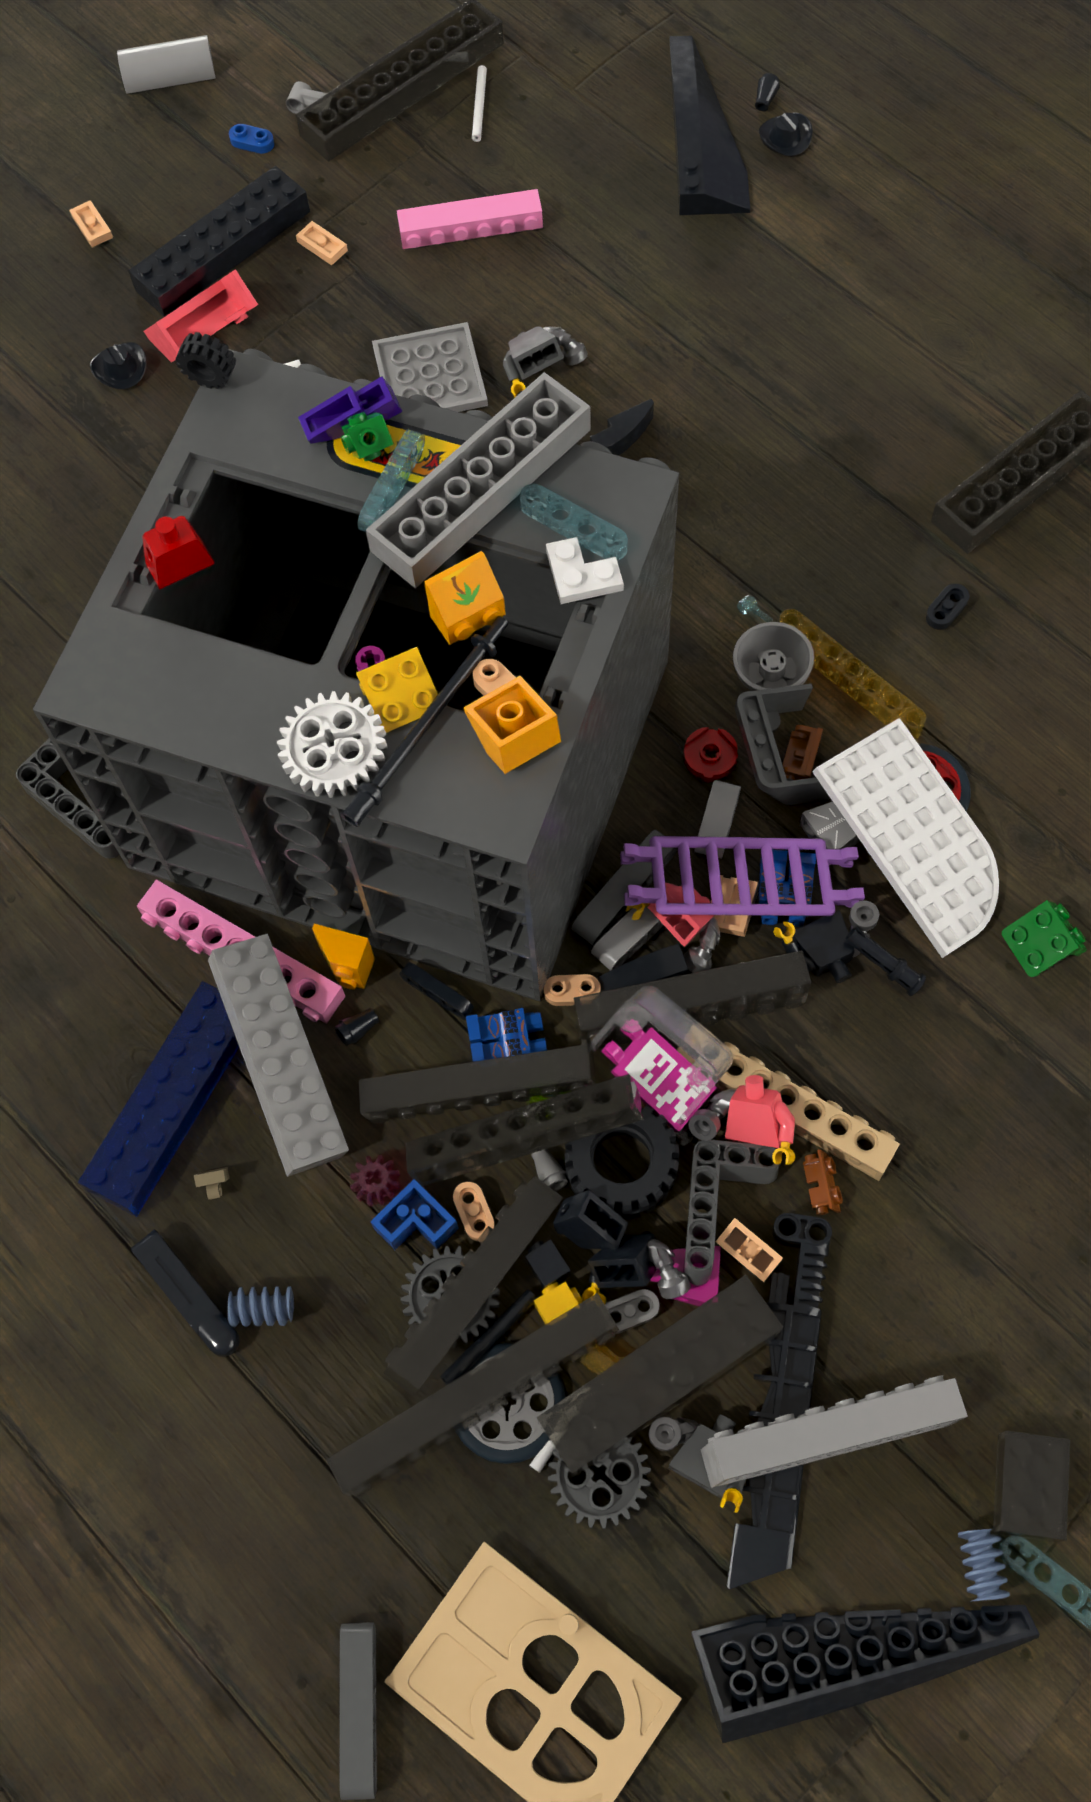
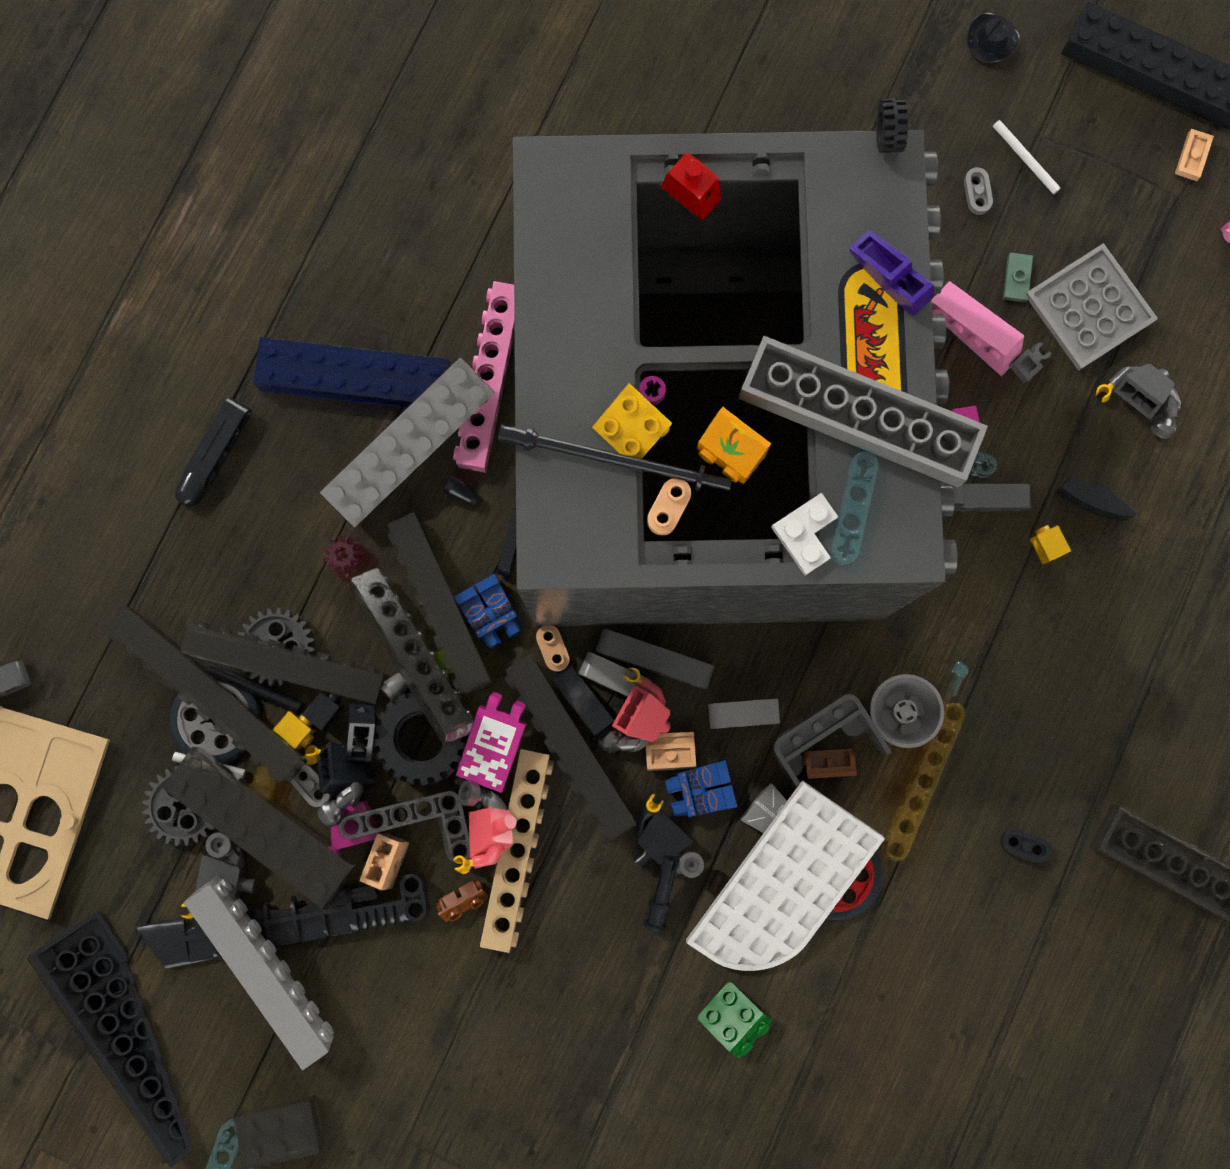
camera: 65 degrees right, 15 degrees up
(205, 314) = (1065, 83): coral windscreen -> none
(212, 1180) = (301, 434): dark tan tile -> none
(260, 1307) = (218, 511): sand blue piece -> none
(337, 770) = (583, 376): white gear -> none
(346, 954) = (503, 464): light orange slope -> none
(376, 435) = (869, 295): green brick -> none
(392, 478) = (834, 336): clear light blue beam -> none
(411, 1211) = (328, 598): blue brick -> none
(473, 1212) = (346, 638): light nougat plate -> none
(513, 724) = (630, 530): light orange slope -> none
(653, 1006) = (527, 749): clear windscreen -> none
(710, 768) = (816, 683): red plate -> none
(825, 857) = (668, 788): medium lavender bar -> none
(983, 1565) = (209, 1114): sand blue piece -> none

